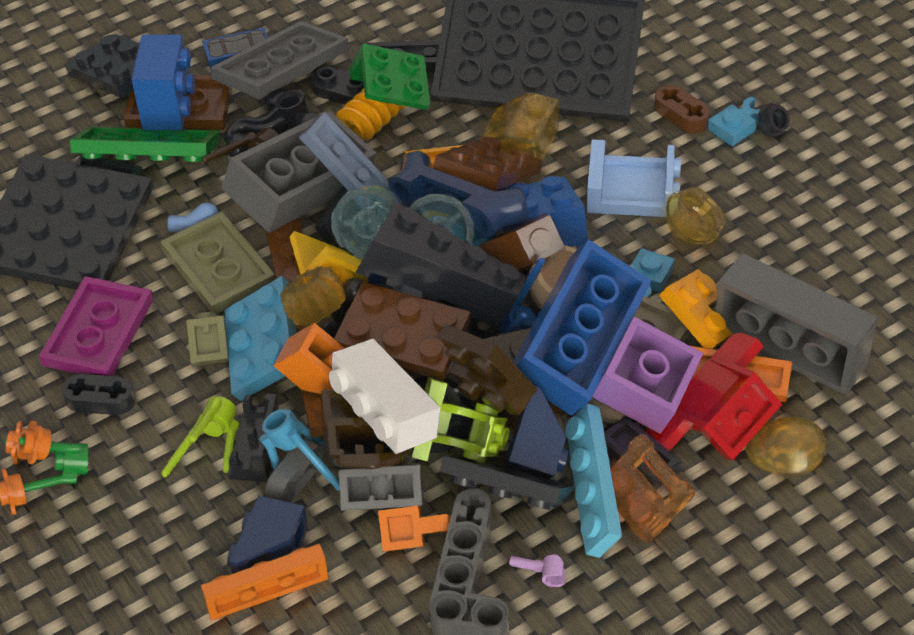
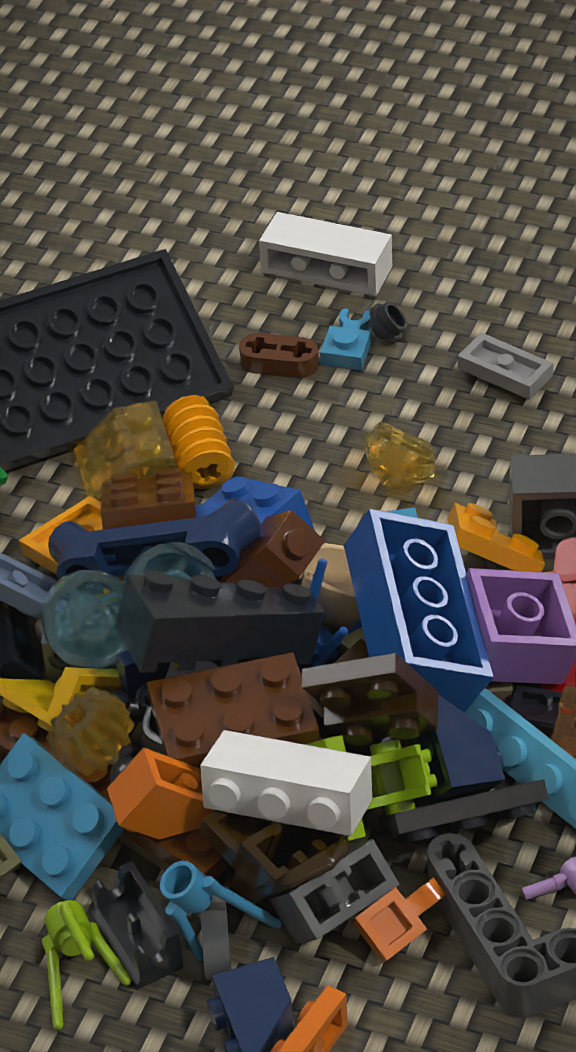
camera: 35 degrees left, 5 degrees down
(569, 142) = (198, 441): none -> light orange piece
(630, 183) = (301, 452): light blue panel -> none
(774, 52) = (326, 253): none -> white brick
(827, 191) = (505, 366): none -> light grey plate

